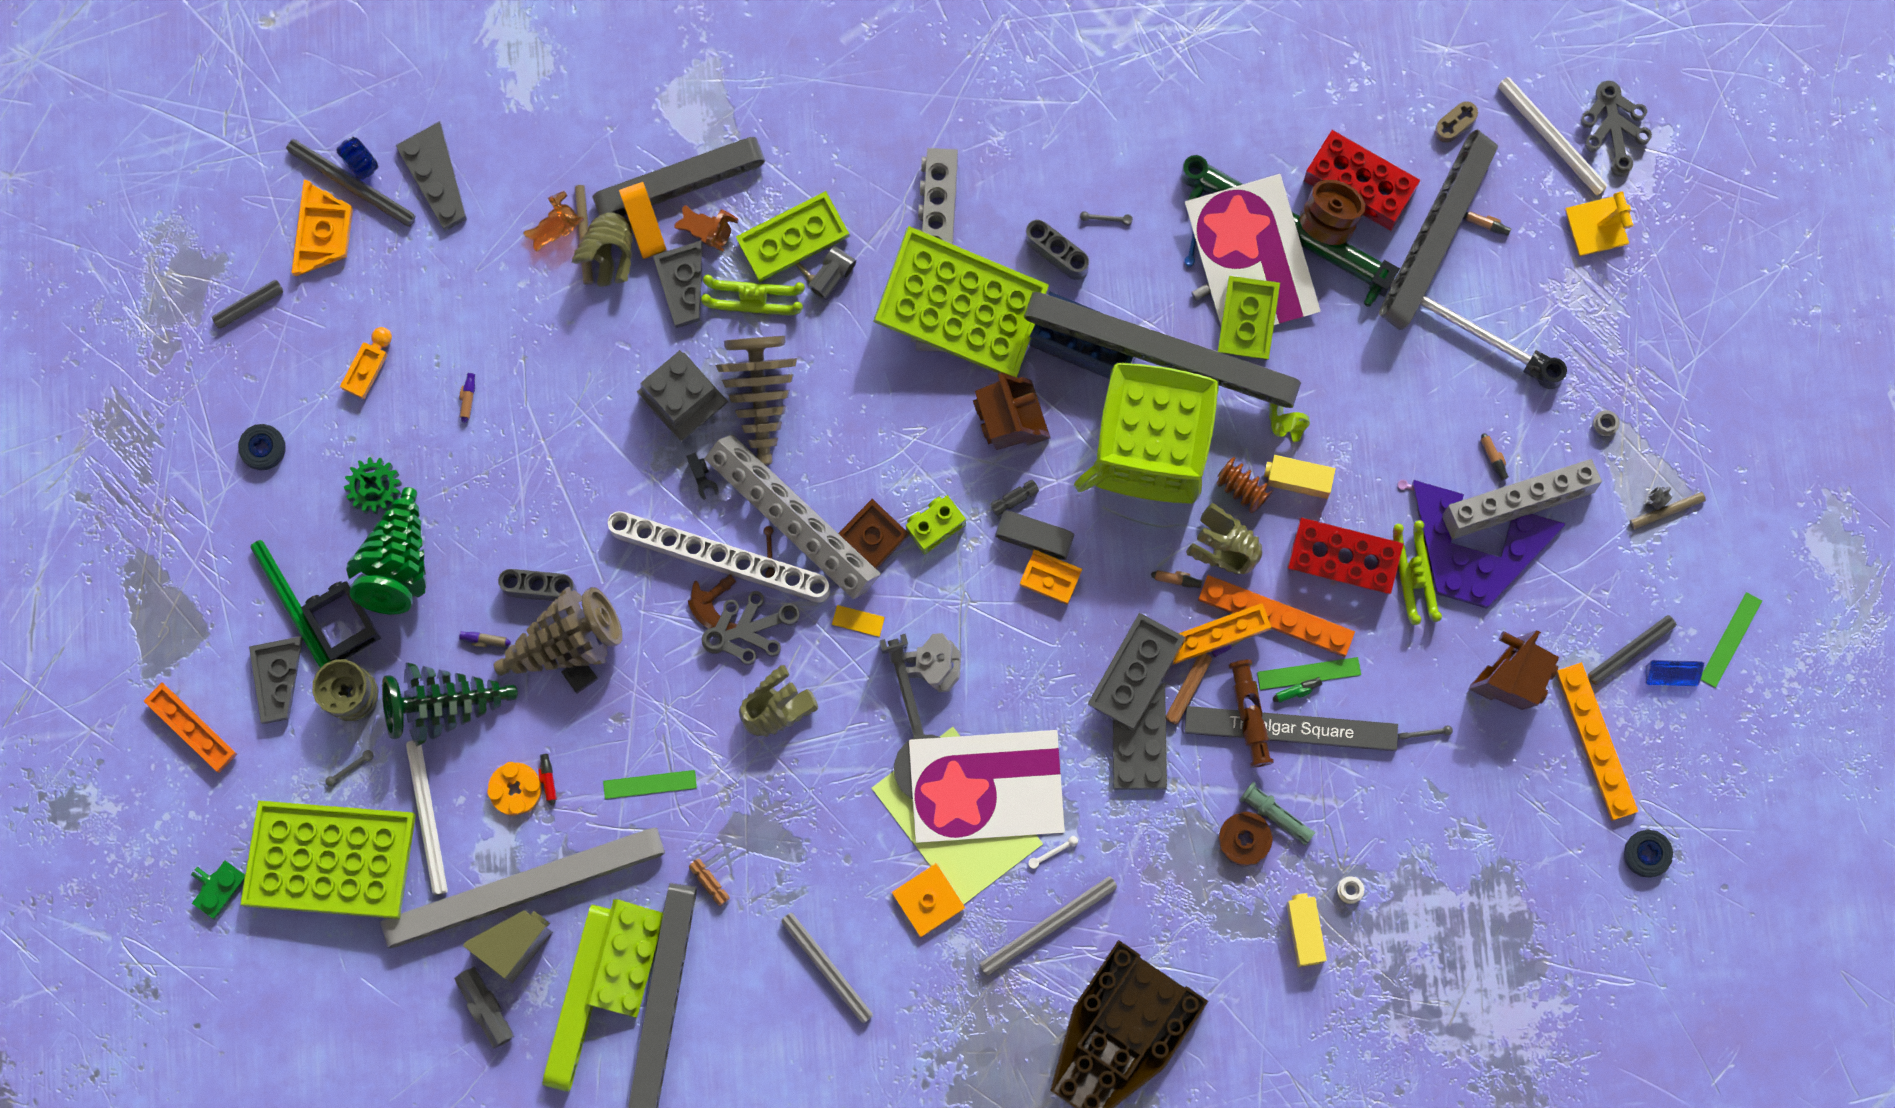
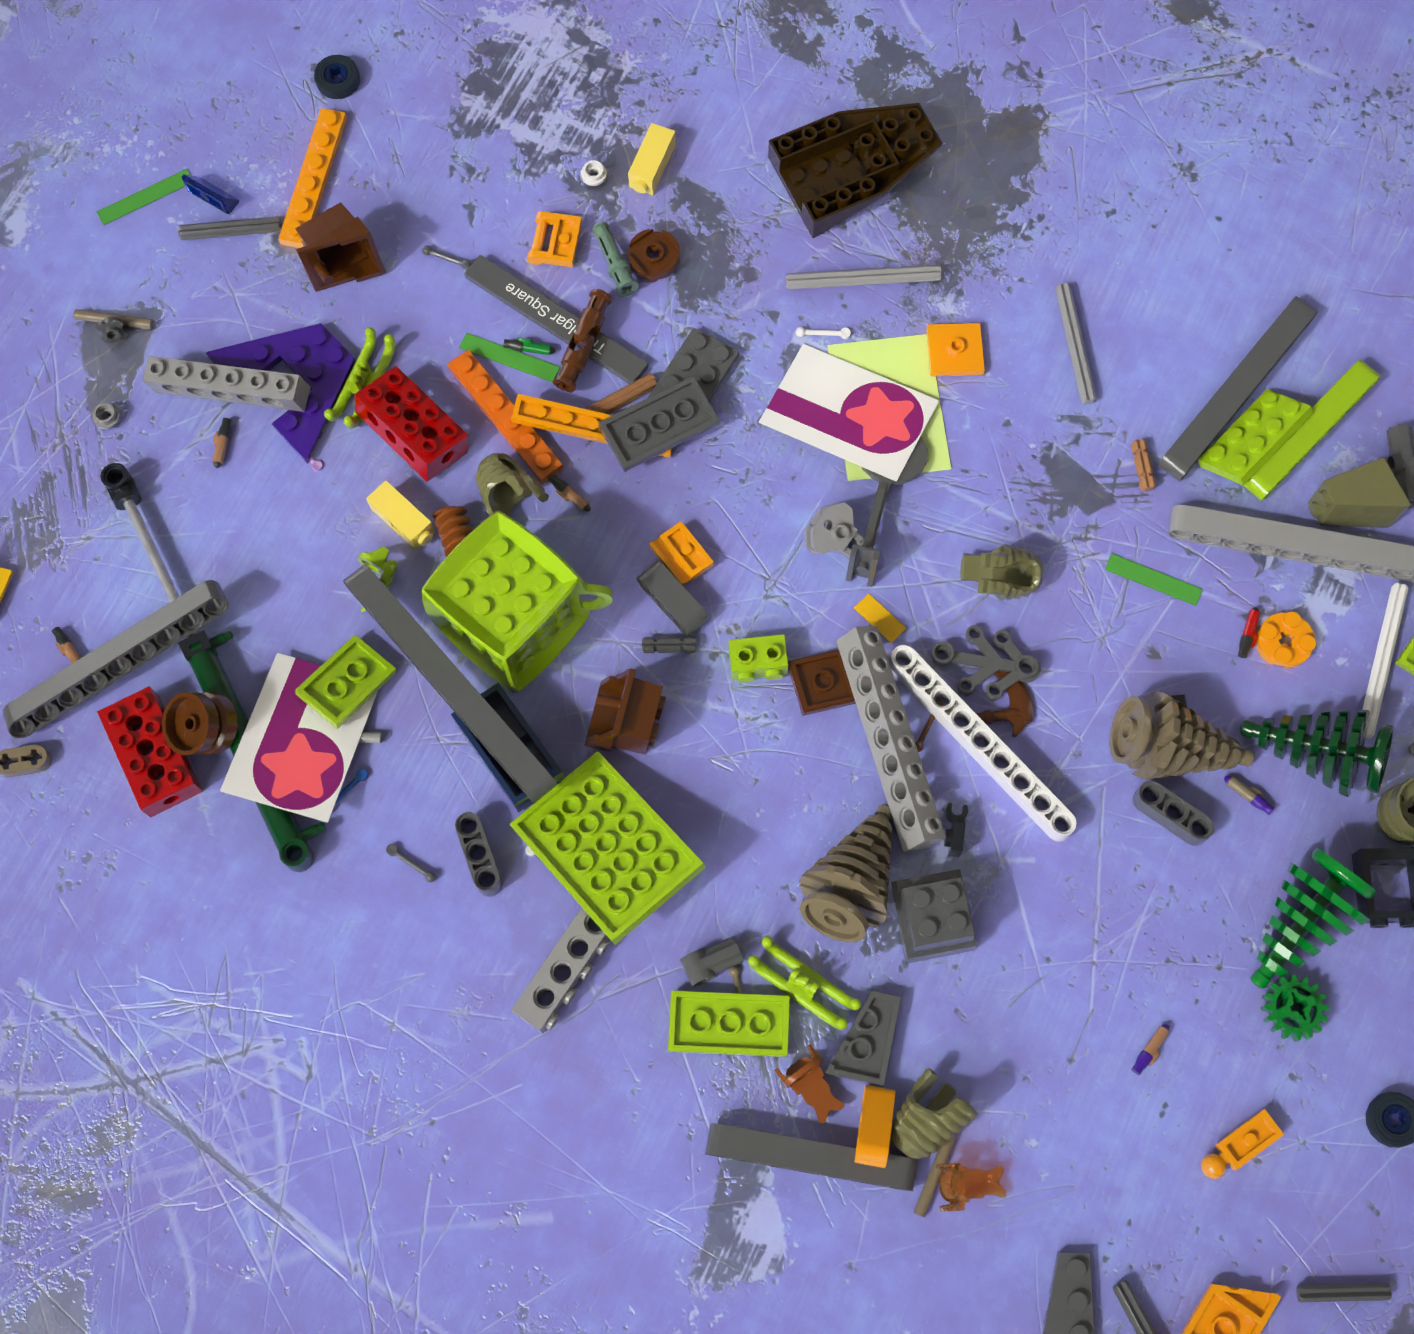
camera: 150 degrees left, 5 degrees down
(1334, 807) = (563, 239): none -> light orange plate

